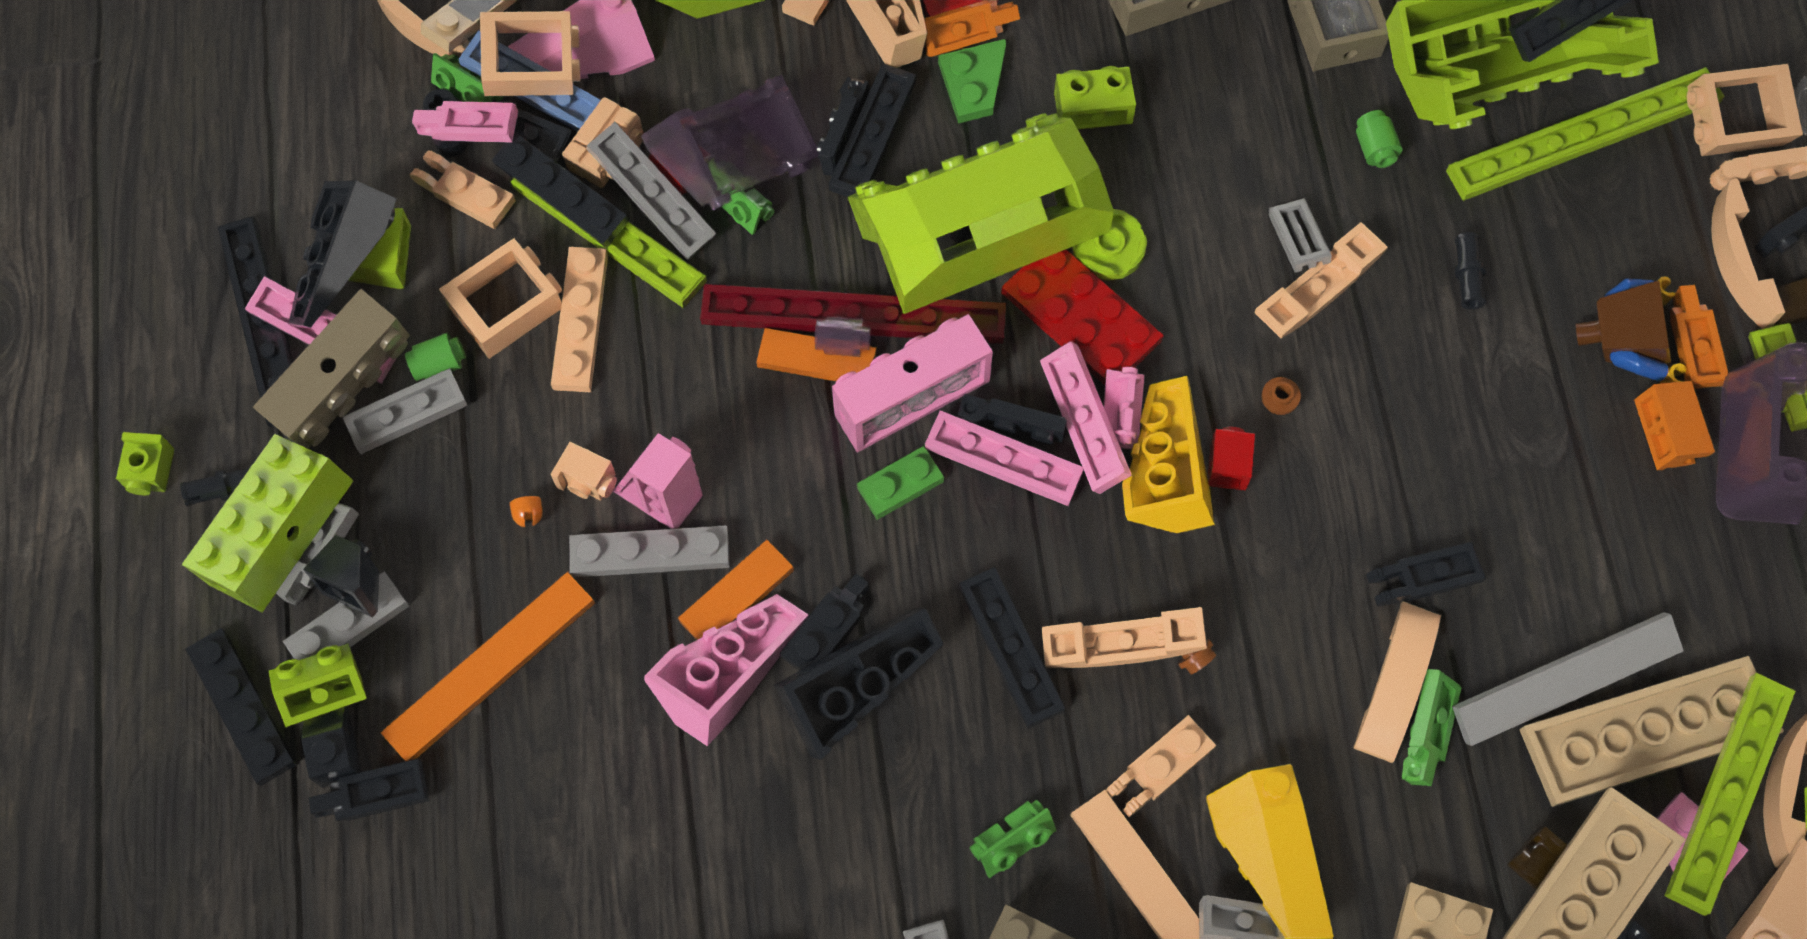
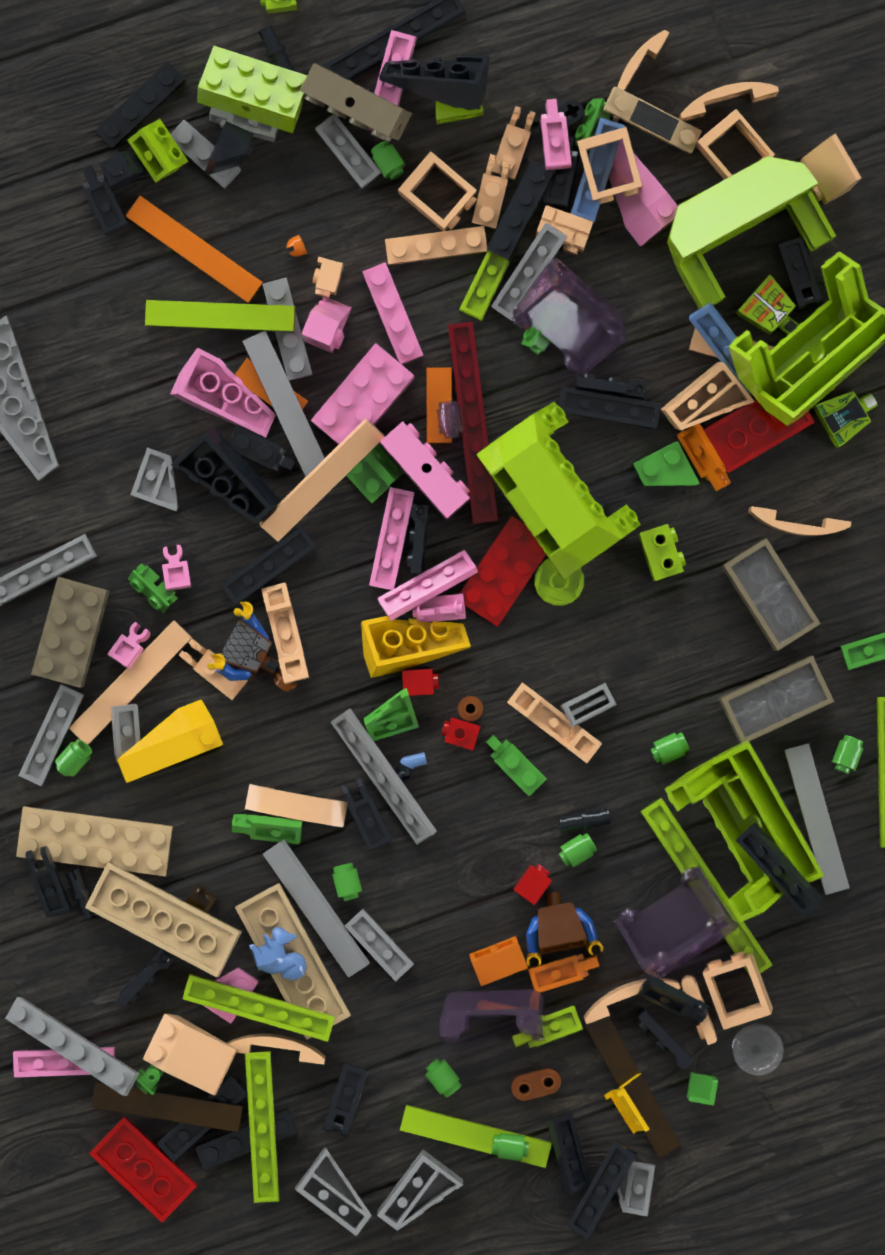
camera: 80 degrees right, 20 degrees up
(524, 223) = (491, 195): none -> light nougat hinge
(602, 644) = (220, 315): none -> lime tile
(664, 396) = (392, 313): none -> bright pink plate
(764, 570) = (284, 401): none -> light grey tile
(783, 456) = (363, 394): none -> bright pink brick
(840, 795) = (156, 480): none -> light grey wing
(894, 445) = (384, 465): none -> bright green plate
(894, 531) = (321, 480): none -> light nougat tile
(996, 793) = (176, 572): none -> bright pink plate
(1106, 895) = (127, 649): none -> bright pink plate
(1138, 703) = (245, 649): none -> torso
(1281, 504) = (392, 717): none -> bright green wing
(1318, 412) = (460, 733): none -> red brick
(1354, 502) = (407, 765): none -> arm
(1369, 537) = (383, 776): none -> light grey tile
(1375, 350) = (516, 765): none -> bright green hinge
(1515, 285) = (577, 850): none -> bright green brick
(1530, 622) = (346, 881): none -> bright green brick
(1561, 351) = (533, 883): none -> red brick
(1634, 593) = (379, 944): none -> light grey plate
(1637, 166) = (677, 925): none -> clear purple windscreen
(1647, 753) = (273, 958): none -> medium blue animal
(1757, 185) = (673, 999): none -> black hinge

